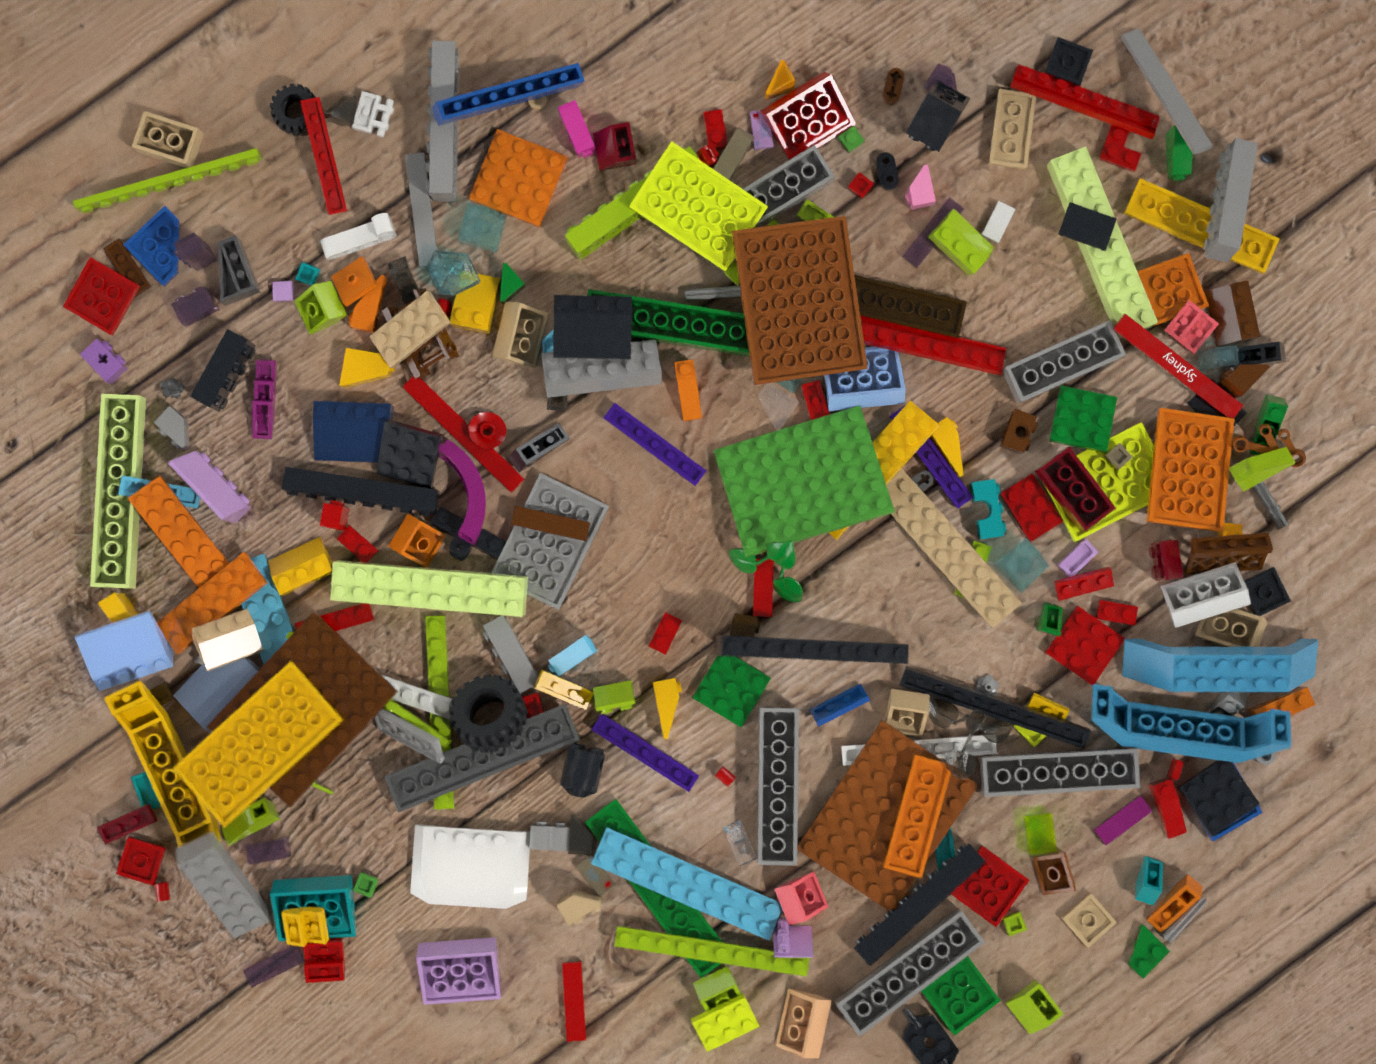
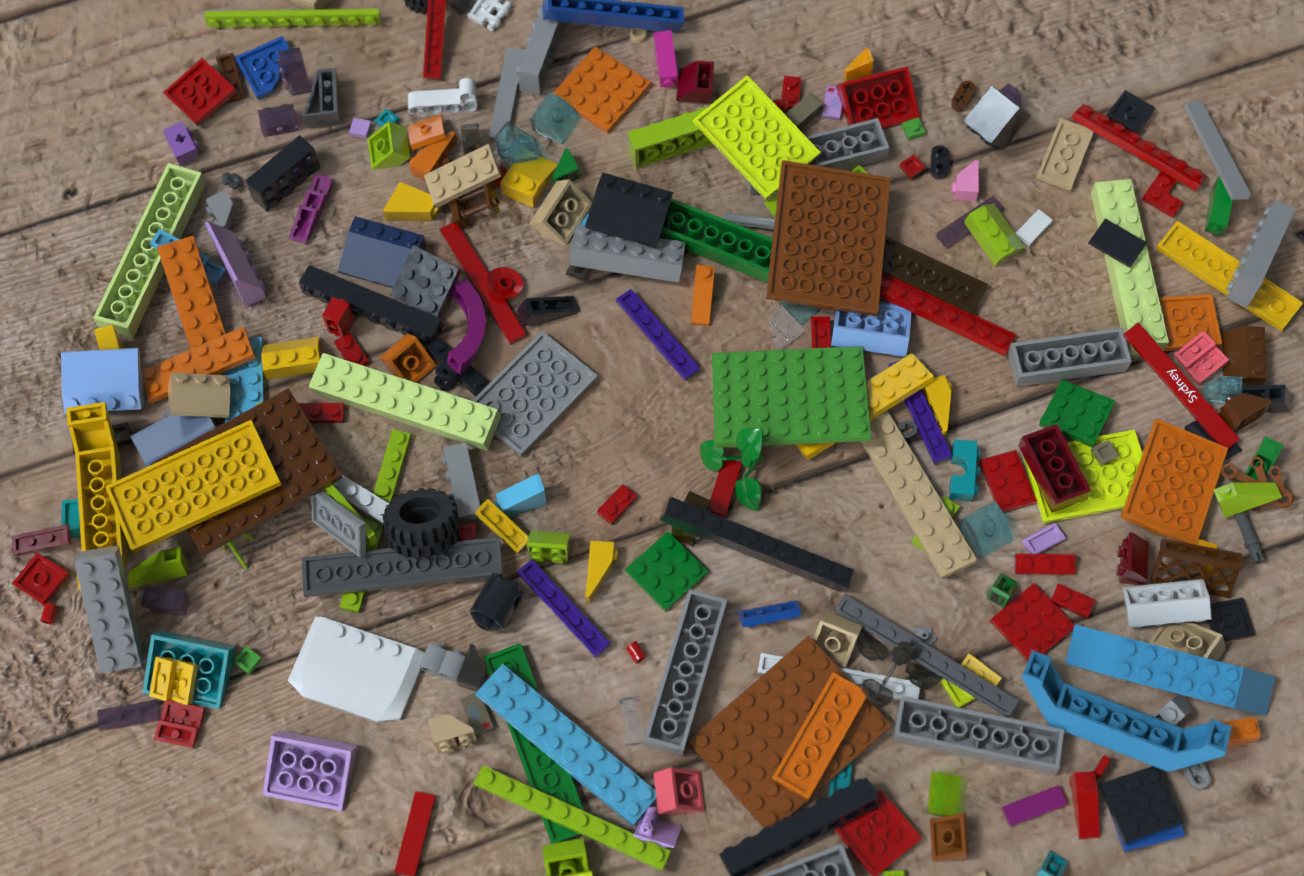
camera: 20 degrees right, 20 degrees down
(550, 523) = (537, 375): reddish brown tile -> none
(1018, 420) = (1014, 399): reddish brown brick -> none

